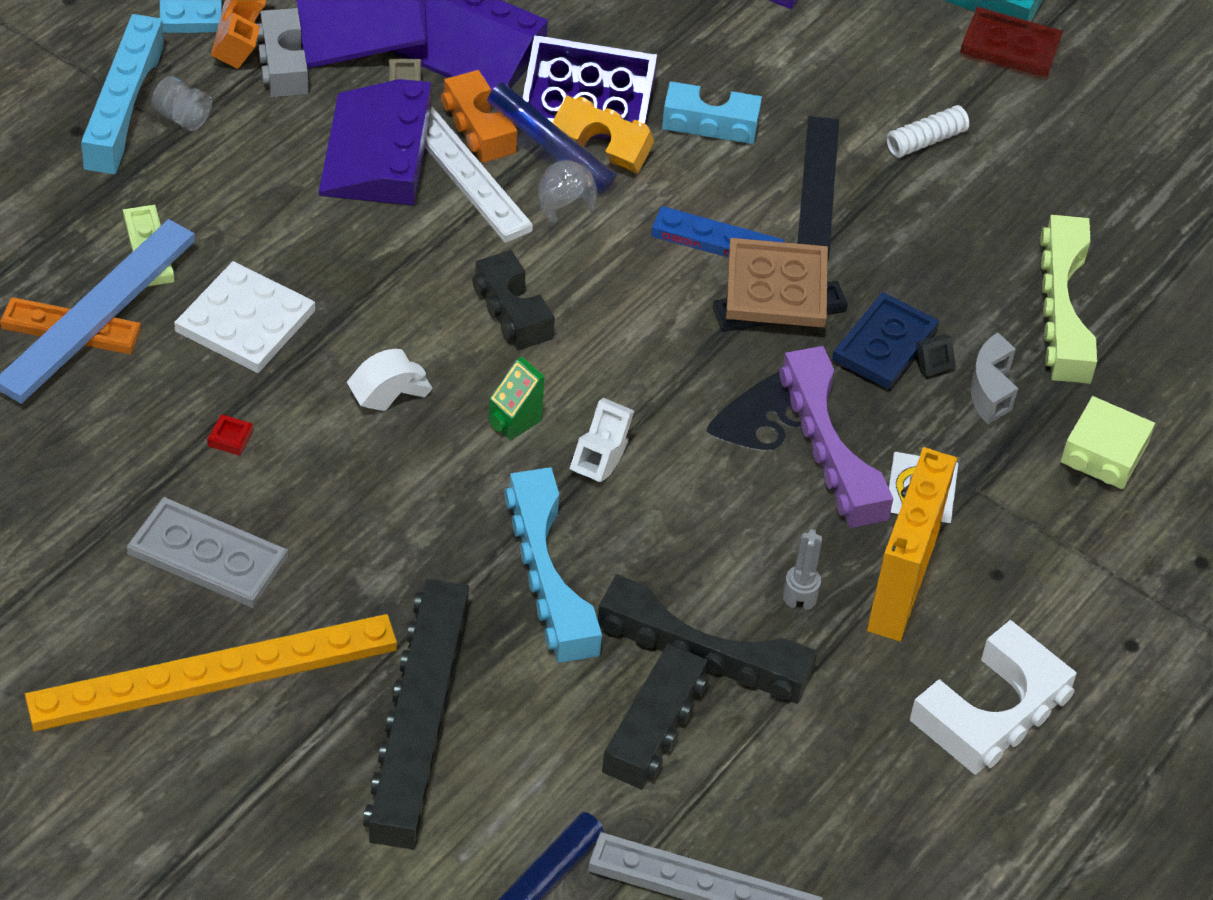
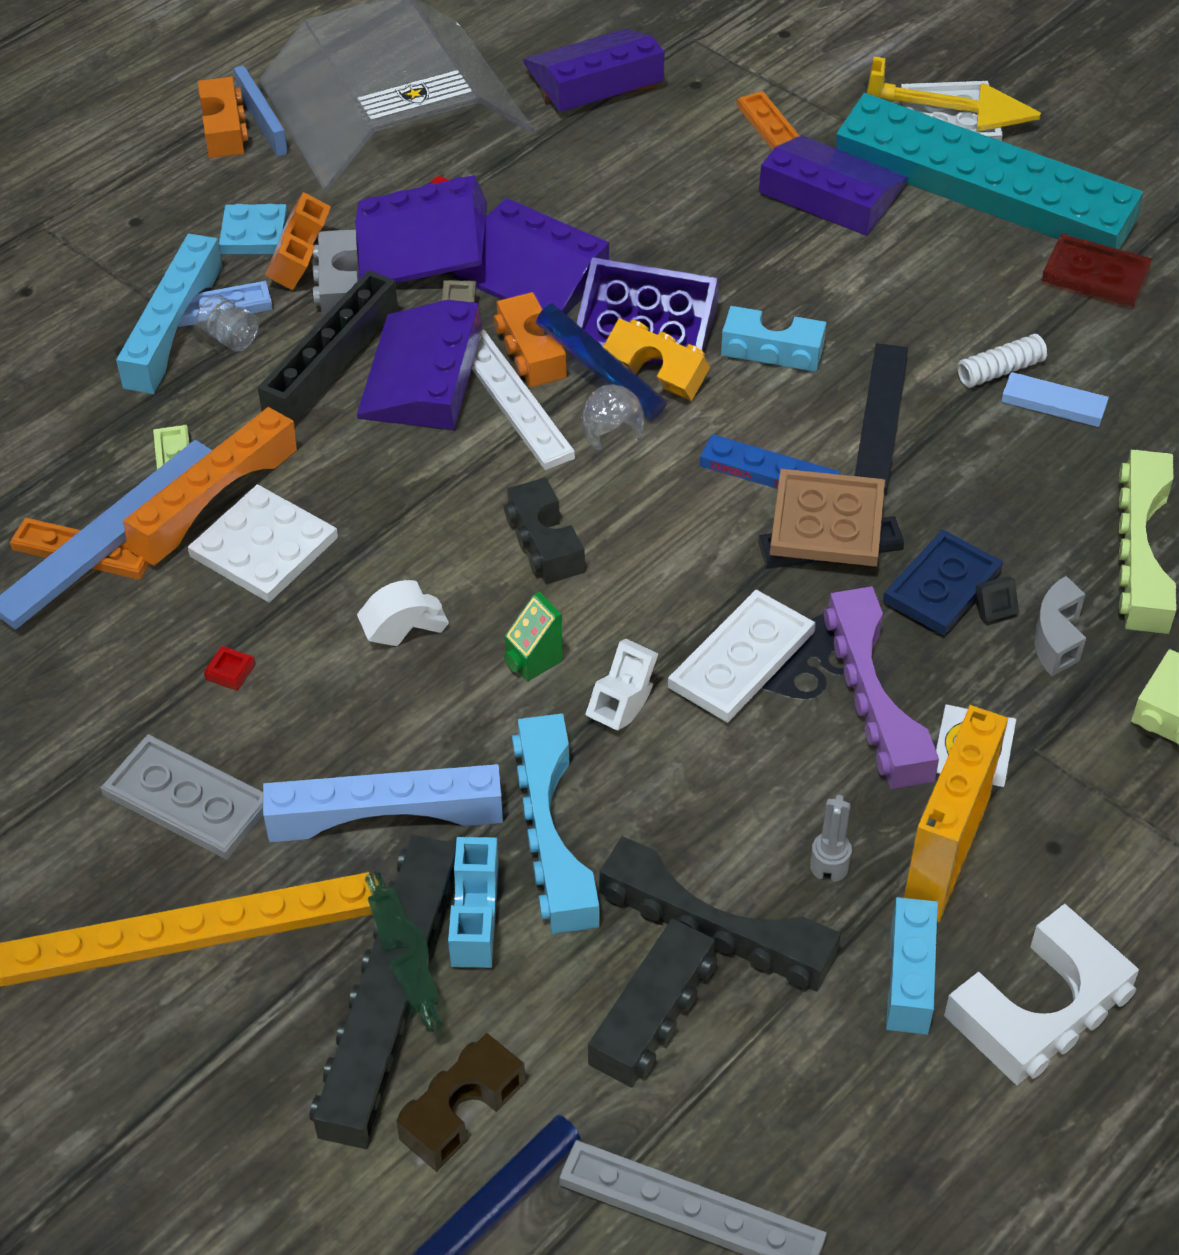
camera: 10 degrees right, 0 degrees up
(152, 295) = (165, 518): none -> orange arch
(198, 75) = (251, 296): none -> light blue tile
(285, 127) = (329, 346): none -> pearl dark grey brick
(326, 557) = (453, 794): none -> light blue arch
(440, 692) = (412, 966): none -> clear green piece
(488, 635) = (475, 902): none -> medium azure arch
(511, 781) = (482, 1073): none -> dark brown arch
(707, 411) = (741, 655): none -> white plate
(882, 677) = (913, 966): none -> medium azure arch
(978, 167) = (1055, 399): none -> light blue tile

